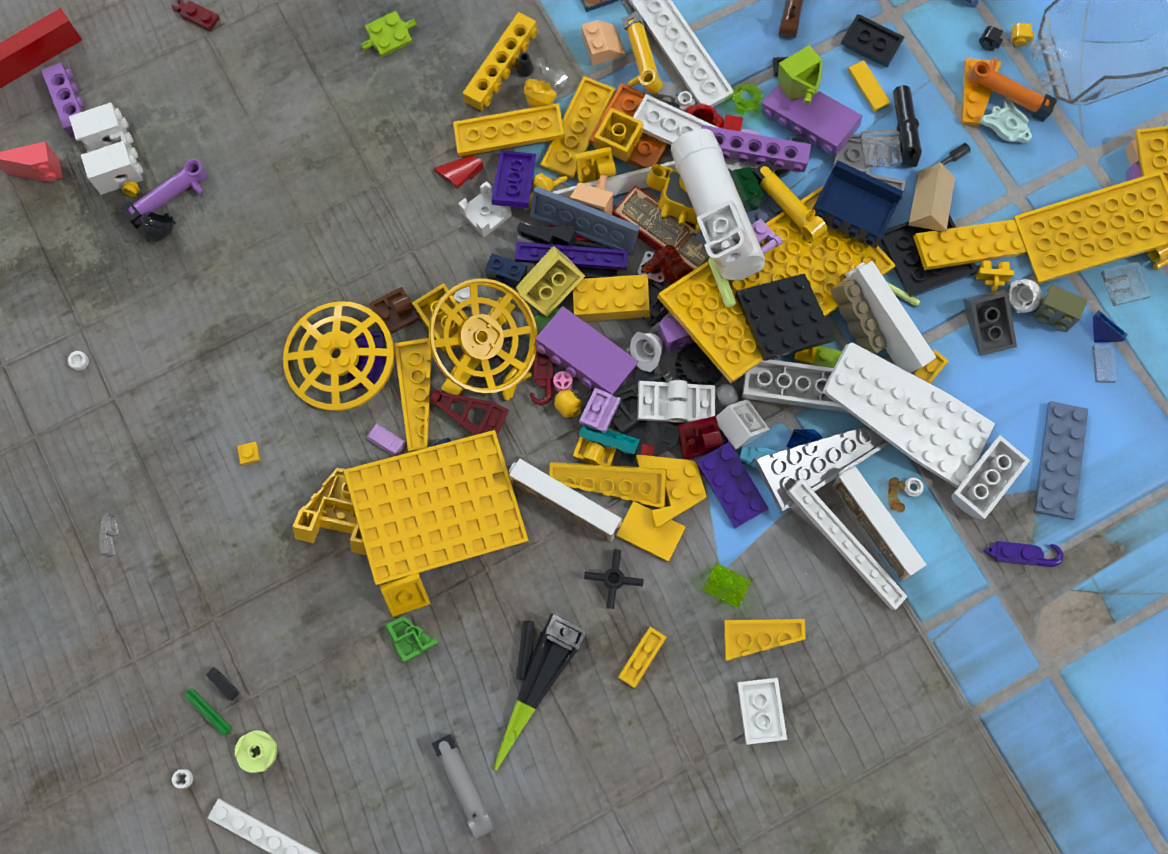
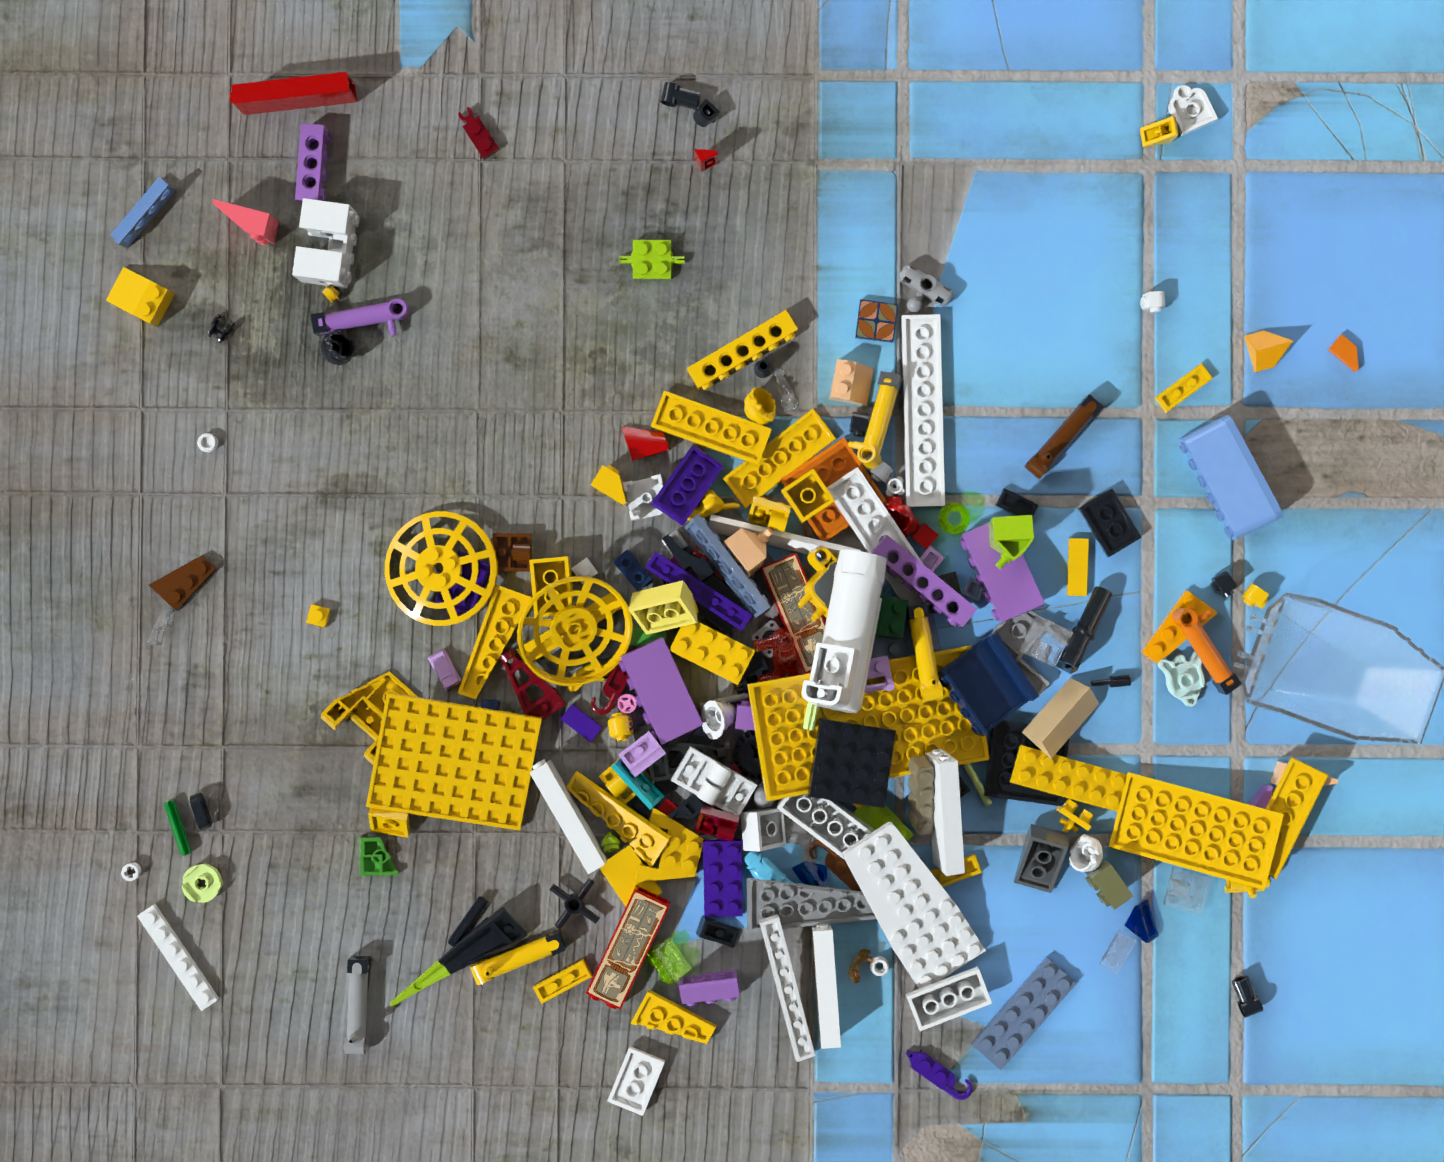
camera: 20 degrees right, 15 degrees up
(52, 263) = (212, 332): none -> black piece
(111, 488) = (183, 582): none -> reddish brown wing
(449, 212) = (610, 484): none -> yellow slope
(532, 421) = (581, 723): none -> dark purple tile
(589, 656) = (490, 968): none -> yellow piece
(616, 507) = (610, 843): none -> lime plate
(627, 68) = (859, 423): none -> black plate
(684, 591) = (628, 947): none -> brick
(754, 535) = (717, 931): none -> black slope
(778, 585) = (709, 987): none -> medium lavender slope
(826, 420) = (836, 865): none -> reddish brown plate

